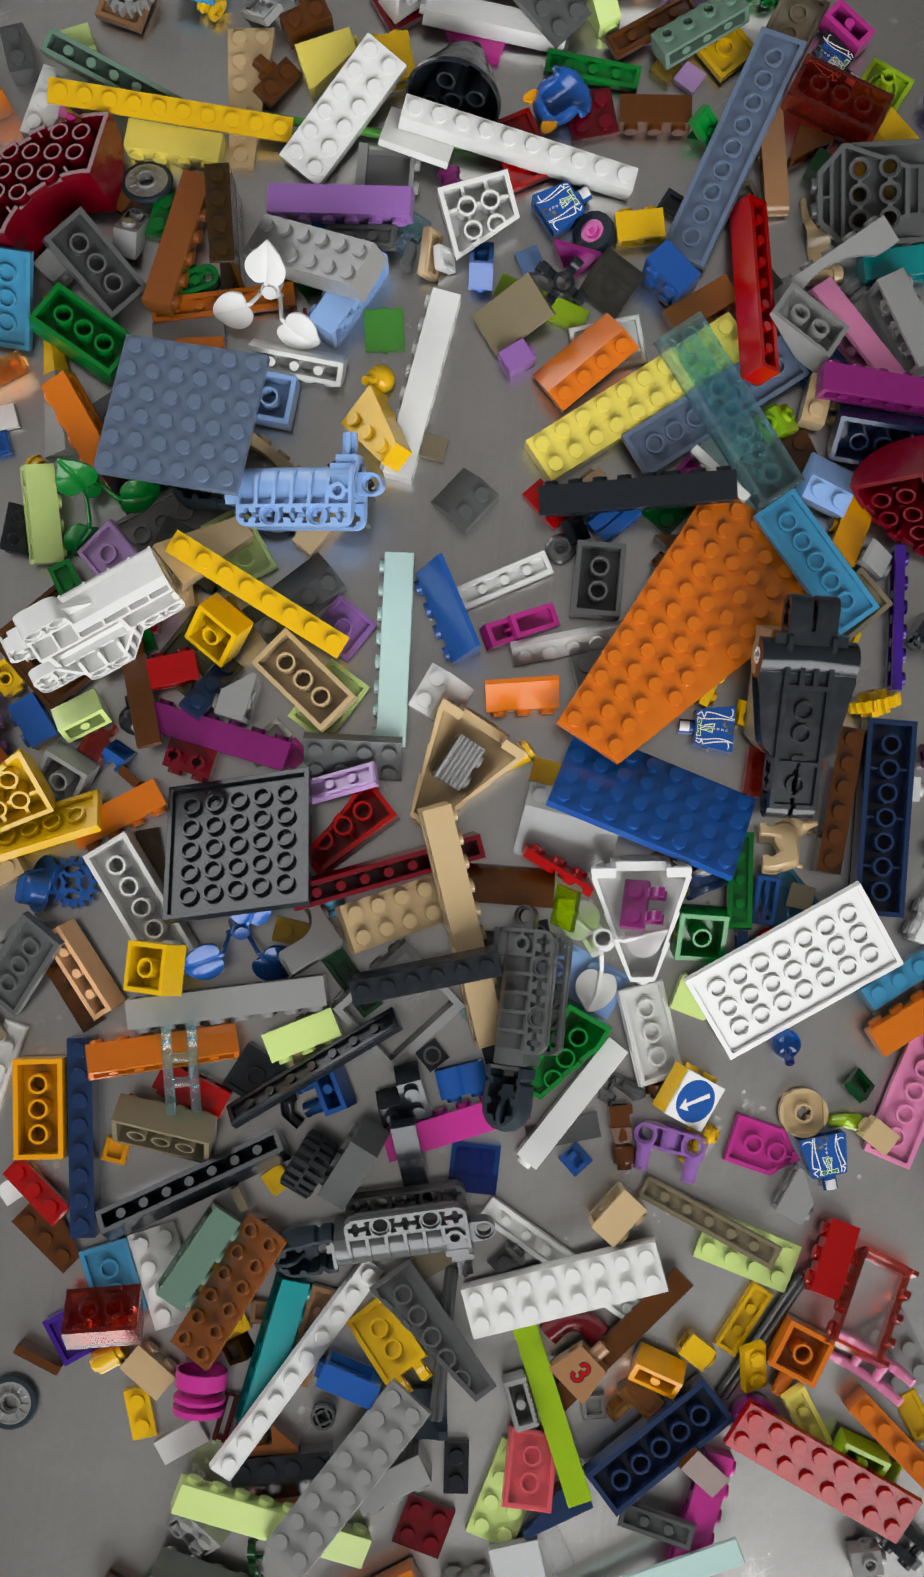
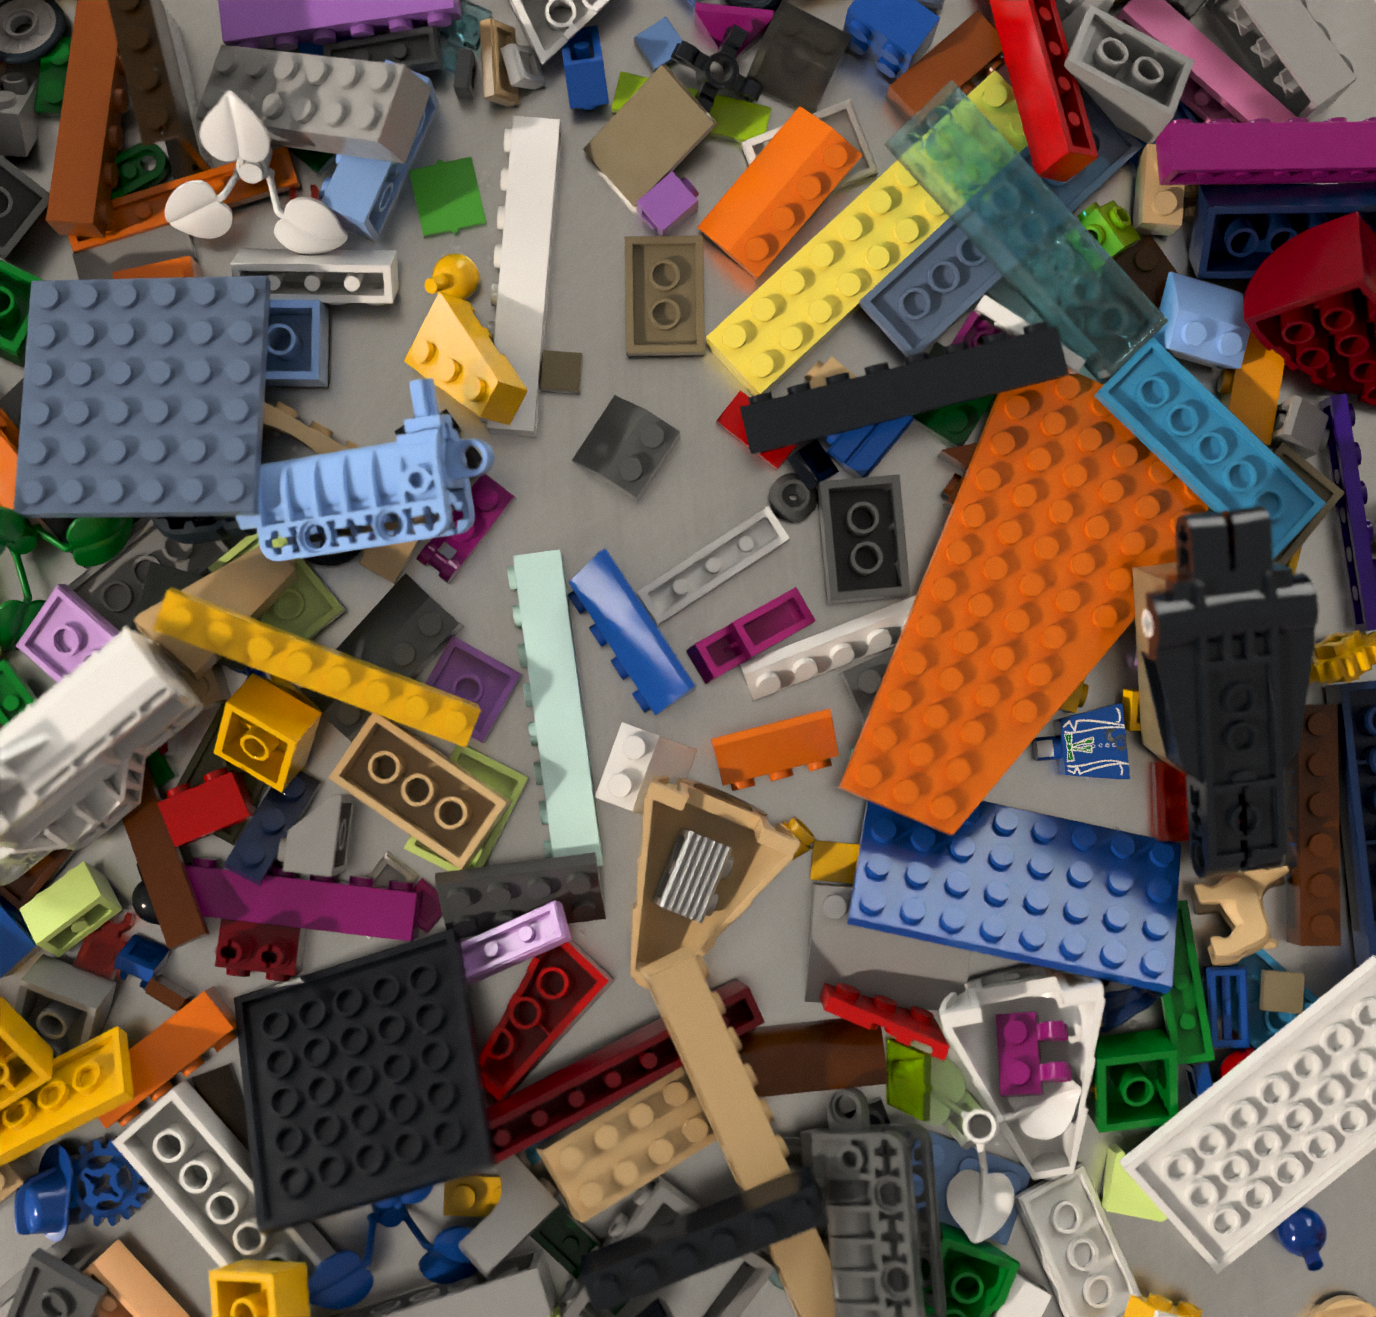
camera: 10 degrees left, 0 degrees up
(376, 519) = (489, 504): none -> magenta plate
(504, 412) = (664, 295): none -> dark tan plate

